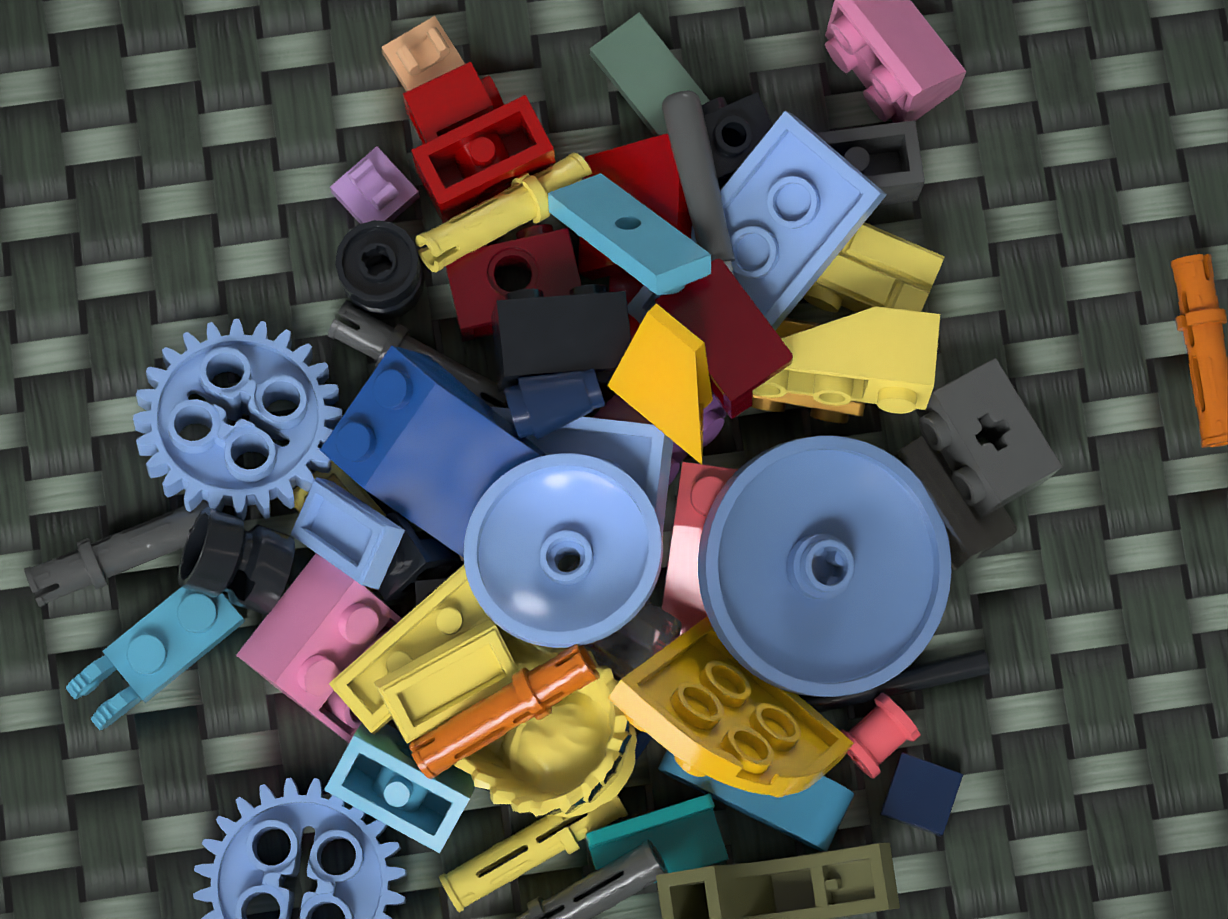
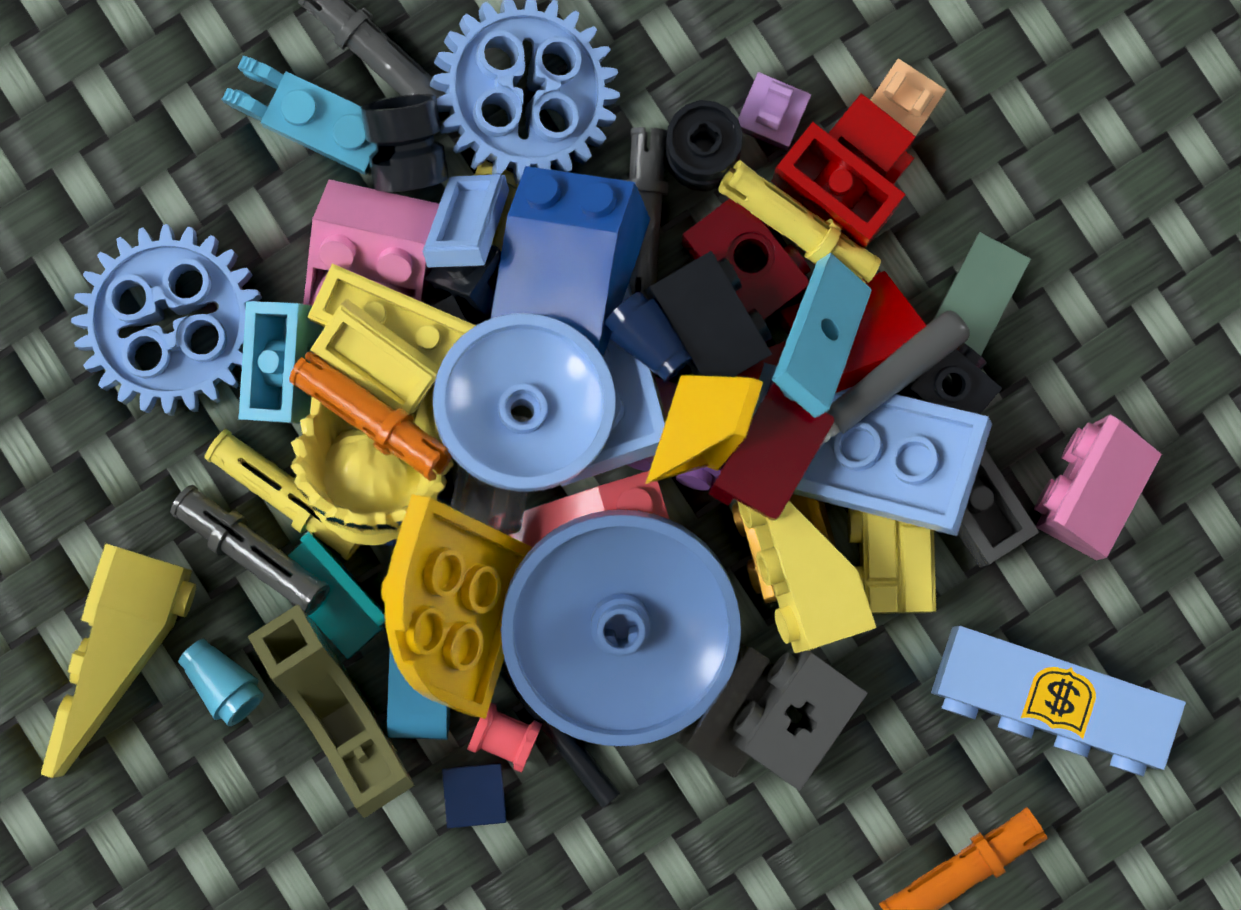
camera: 65 degrees right, 5 degrees up
(1078, 184) = (1057, 698): none -> light blue brick

